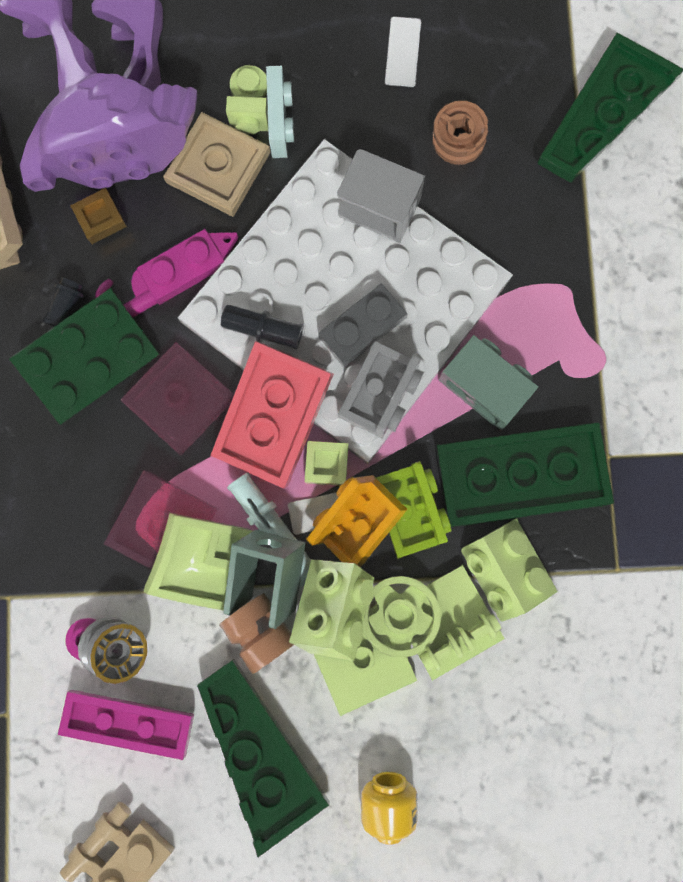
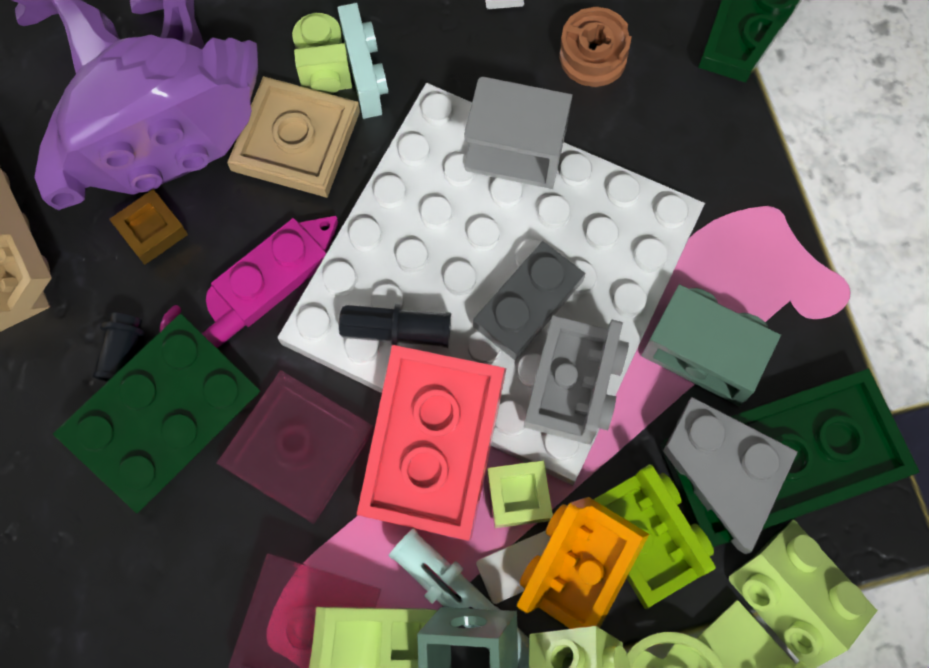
camera: 15 degrees left, 10 degrees down
(477, 474) = (730, 468): none -> light grey wing

